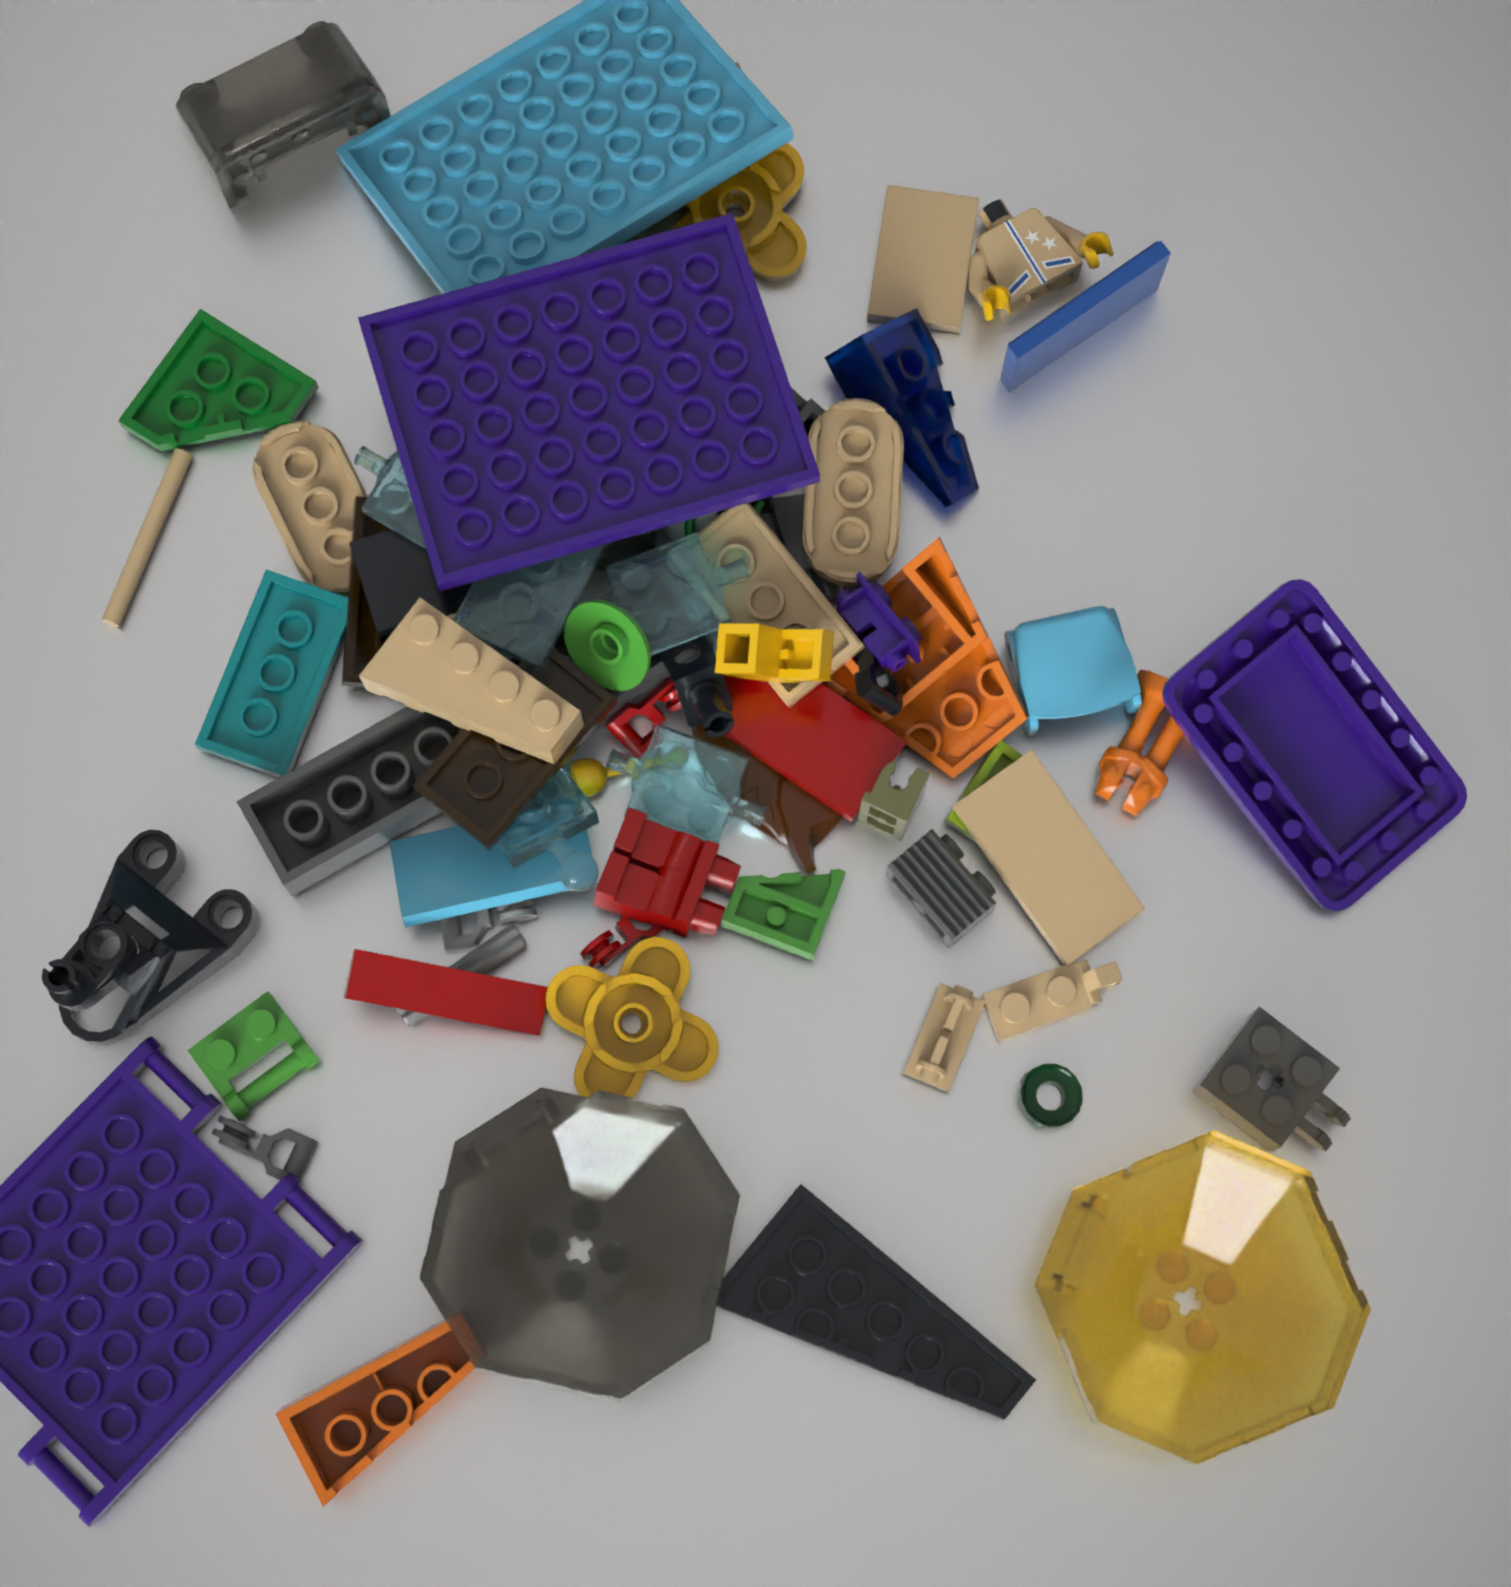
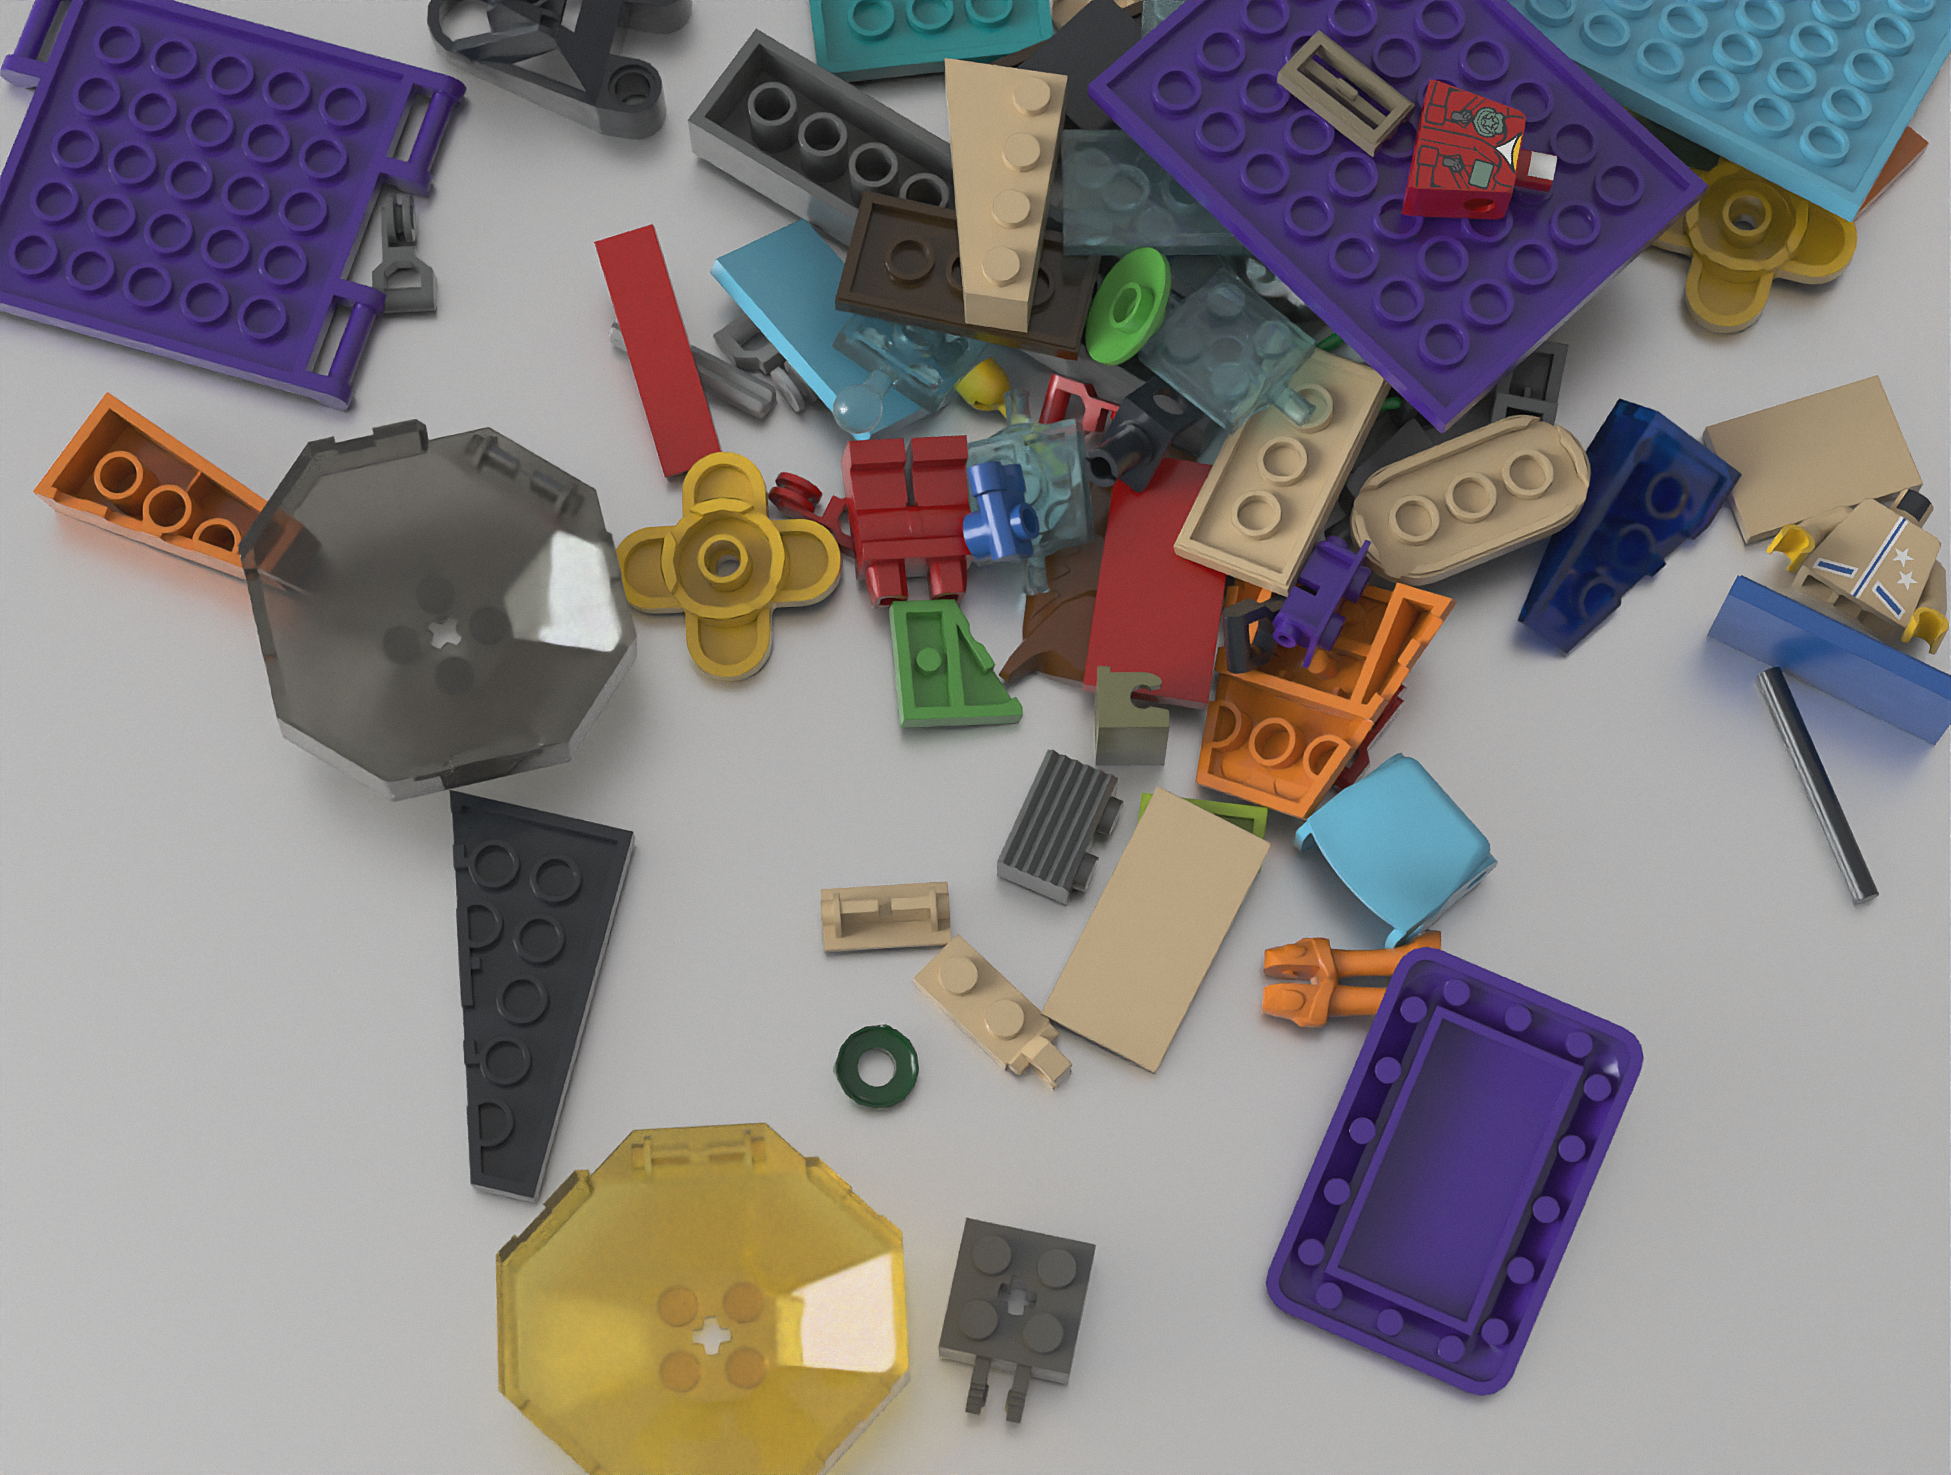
camera: 65 degrees right, 5 degrees down
(246, 1042) = (503, 183): bright green plate -> none
(547, 430) = (1332, 110): none -> dark tan tile
(636, 355) = (1470, 157): none -> red torso
(711, 813) = (1004, 522): none -> blue plate
(773, 653) = (1215, 485): yellow brick -> none
(1151, 377) = (1818, 785): none -> black bar

